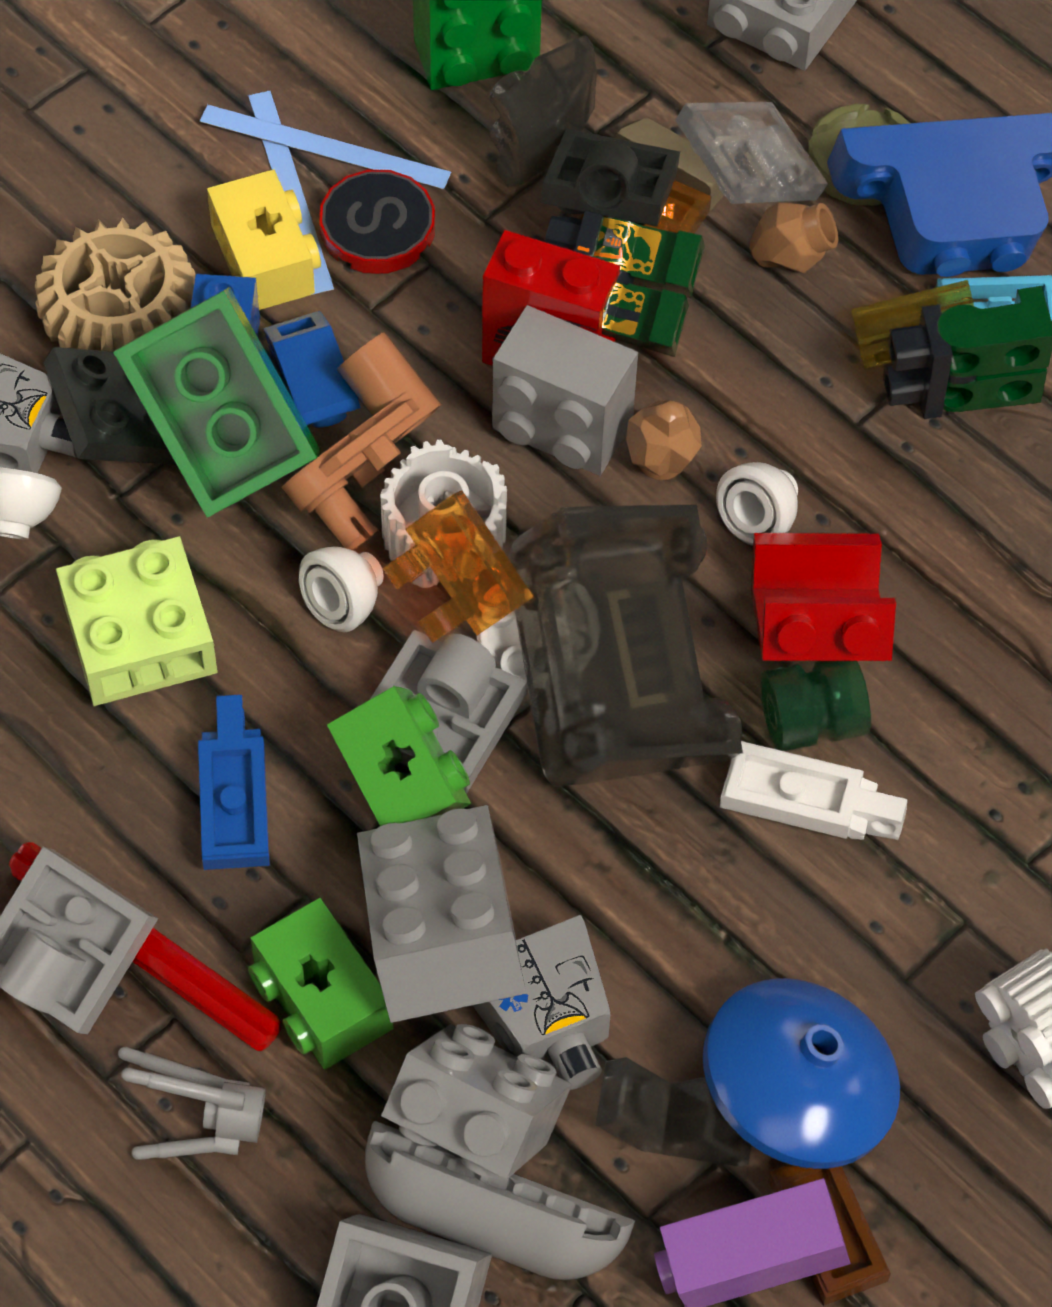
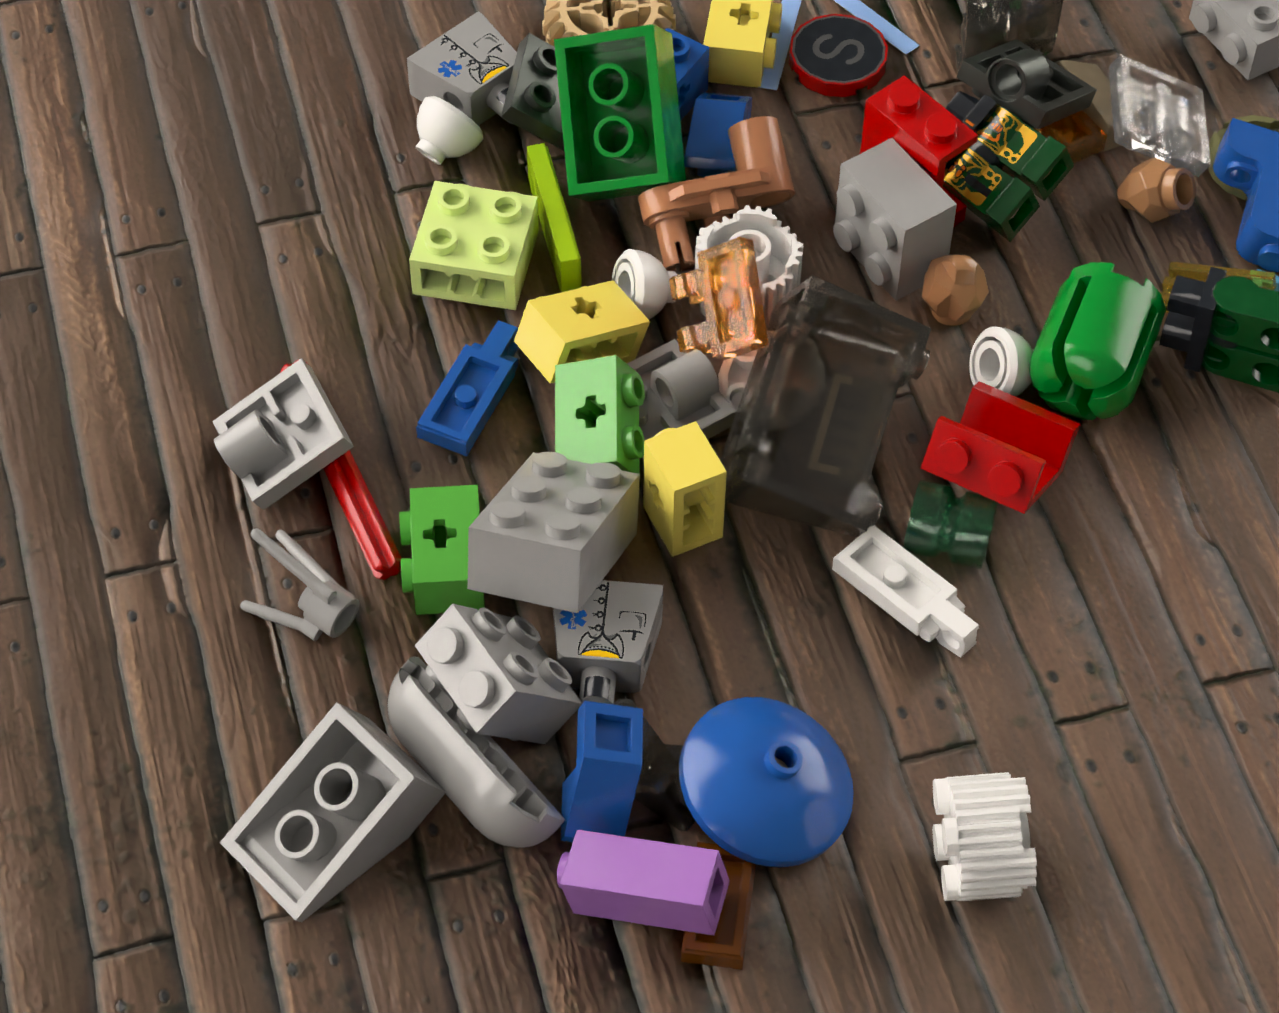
camera: 30 degrees right, 5 degrees down
(207, 556) = (554, 218): none -> lime tile
(314, 667) = (581, 327): none -> light yellow brick
(536, 795) = (684, 488): none -> light yellow brick
(655, 1148) = (606, 772): none -> blue slope
(844, 437) = (1096, 342): none -> green cylinder

